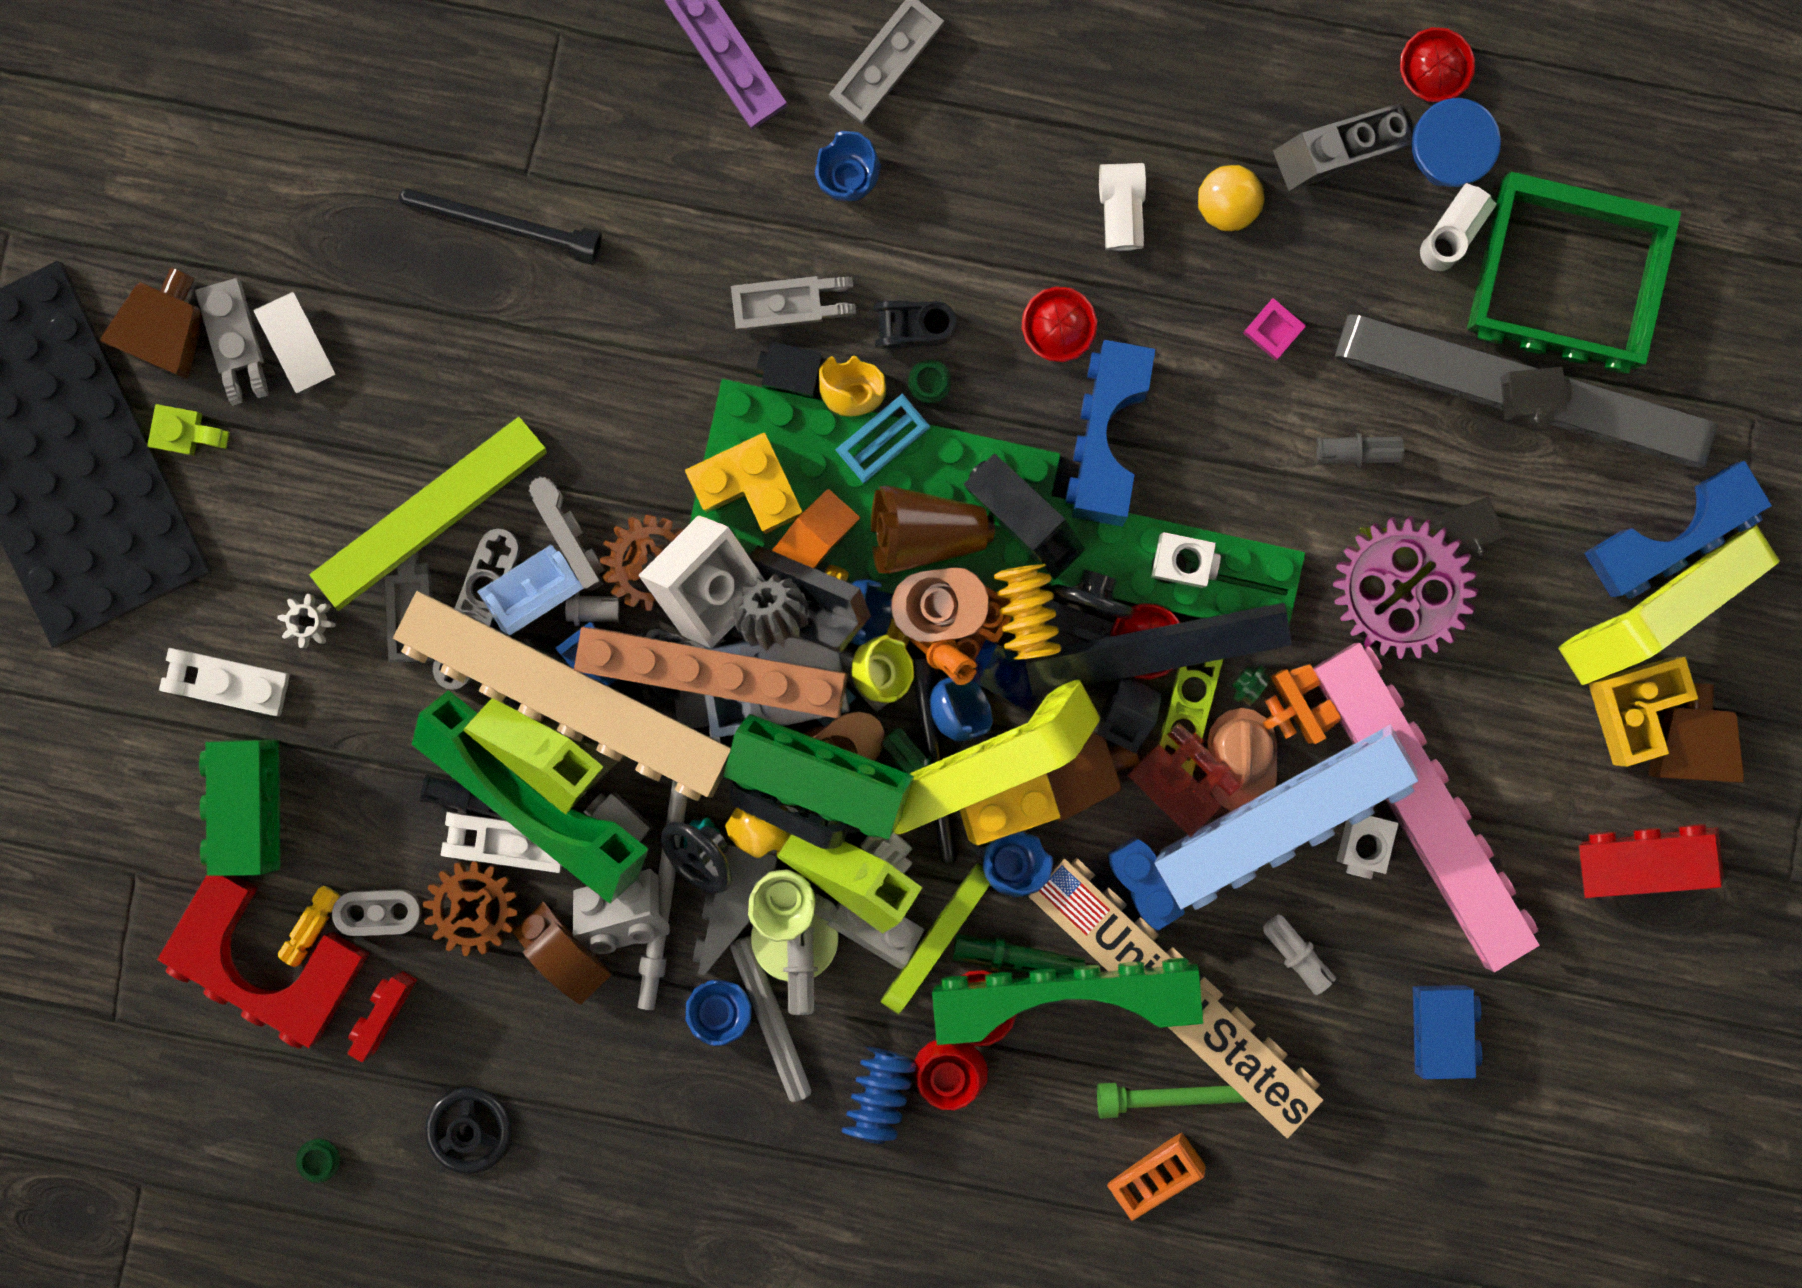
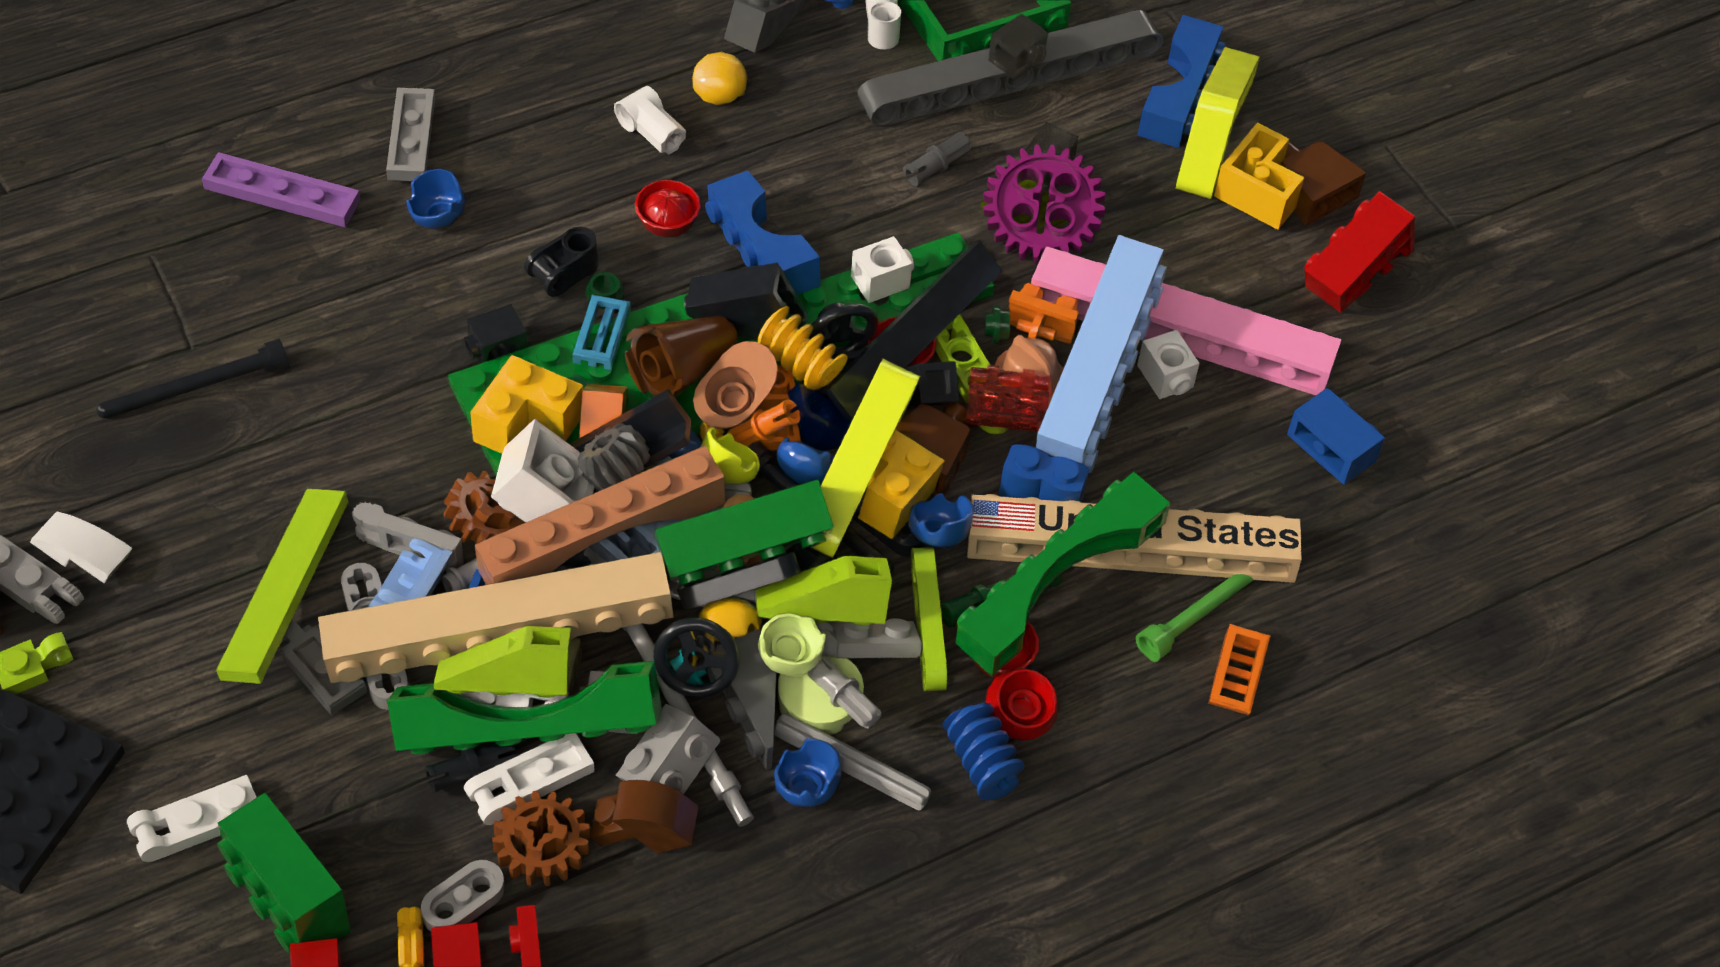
camera: 45 degrees left, 35 degrees down
(300, 631) = (236, 724): white gear -> none
(787, 302) = (460, 301): light grey hinge -> none
(851, 387) = (551, 322): yellow hair -> none
(1274, 329) = (817, 128): dark pink plate -> none
(1299, 954) = (1191, 461): light grey axle -> none

